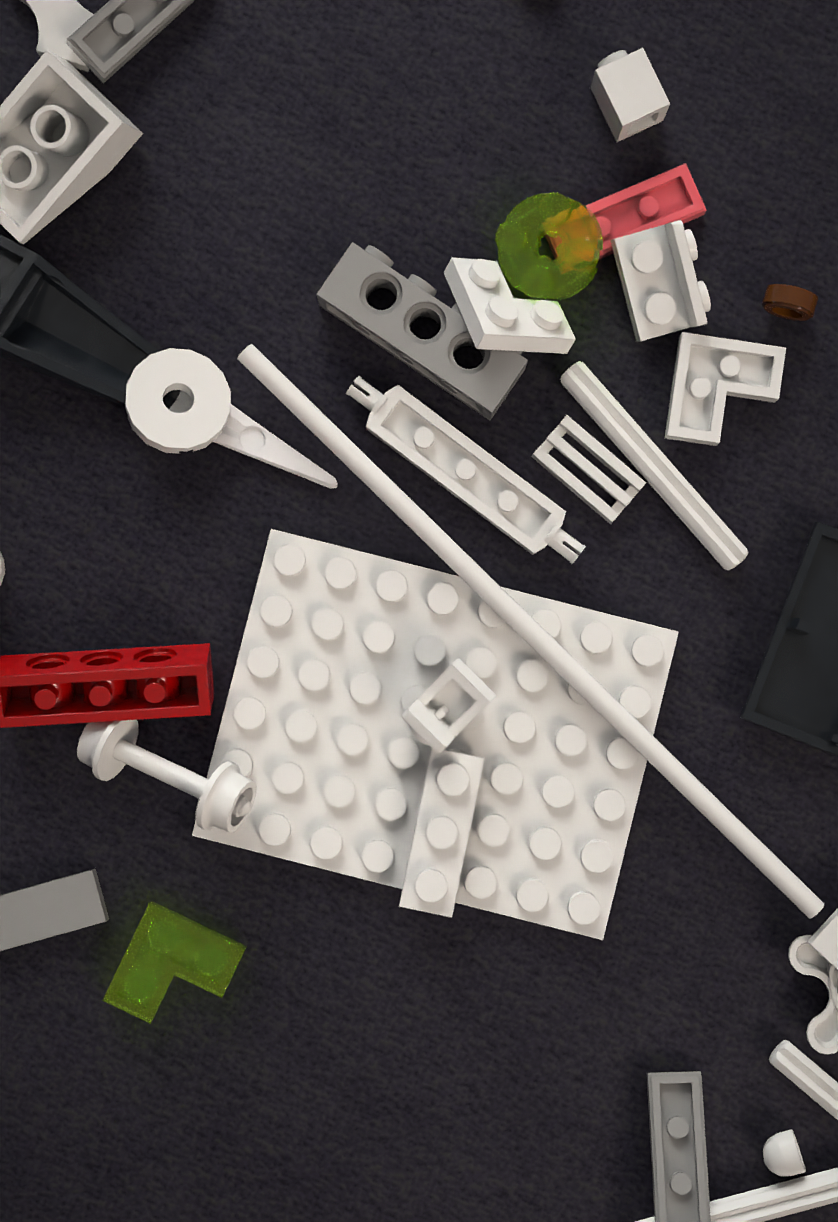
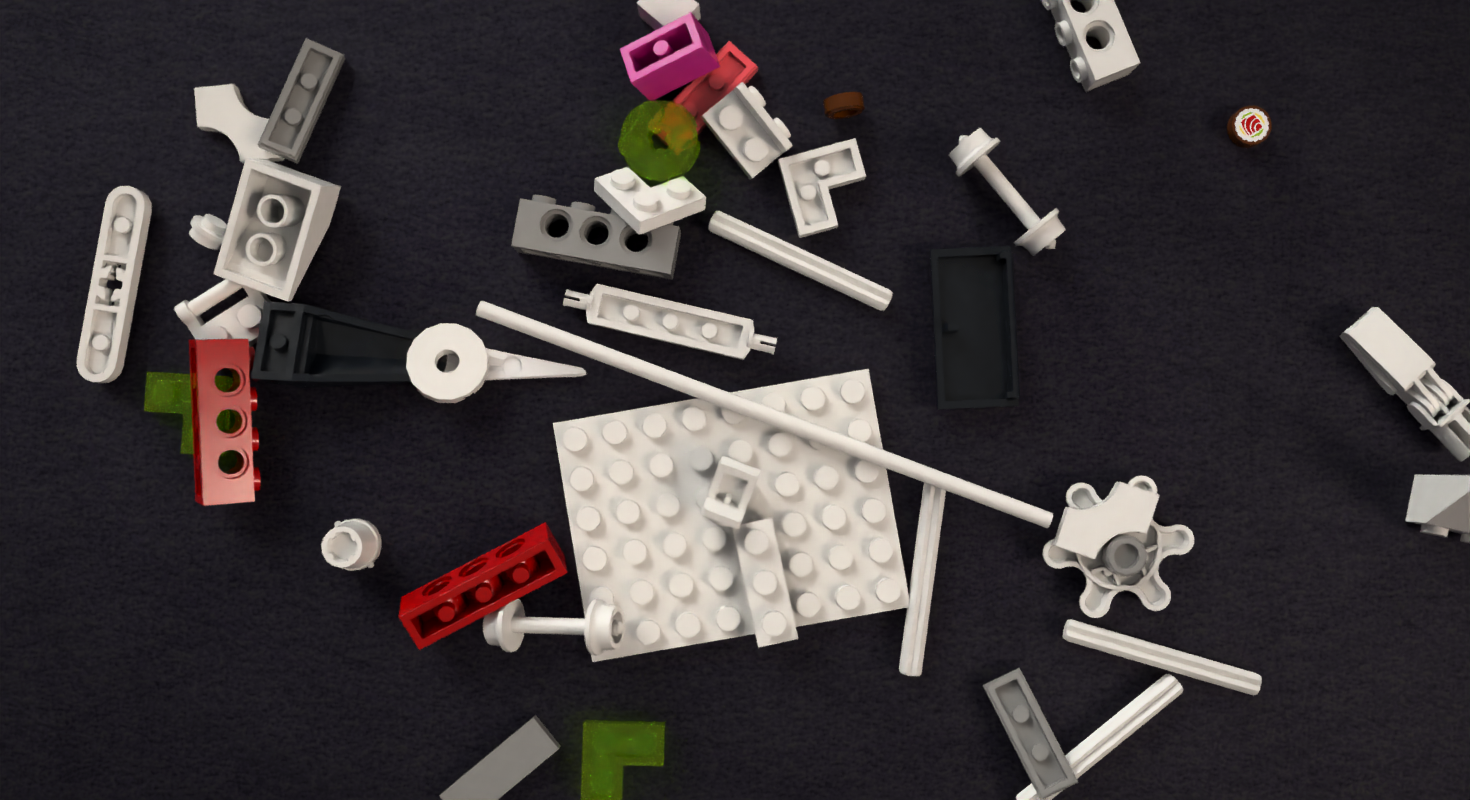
camera: 15 degrees left, 0 degrees up
(555, 440) = (724, 273): white tile -> none
(606, 152) = (669, 57): none -> dark pink brick
(630, 914) = (922, 580): none -> white axle
(783, 1154) = (1102, 699): white hinge -> none

